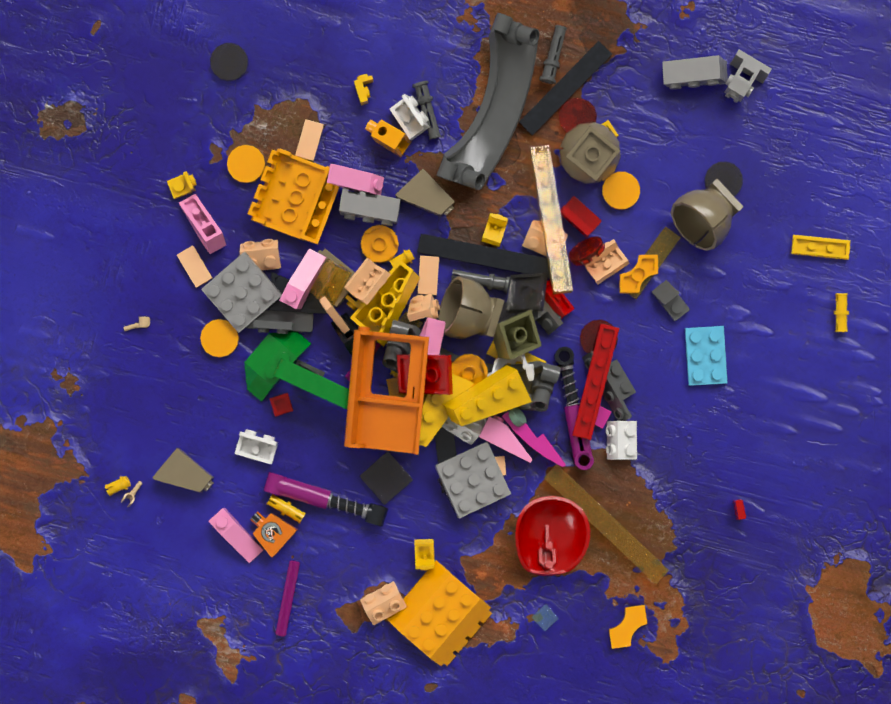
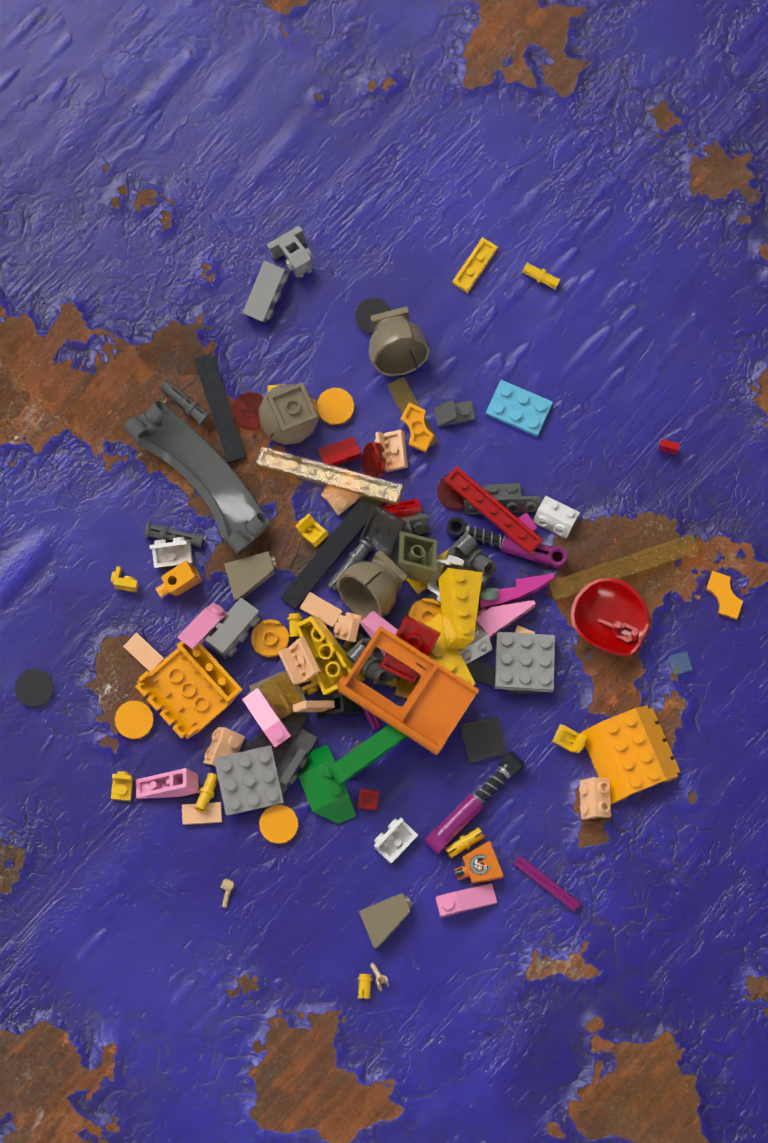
camera: 65 degrees left, 10 degrees down
(213, 261) = (206, 793): none -> yellow pin

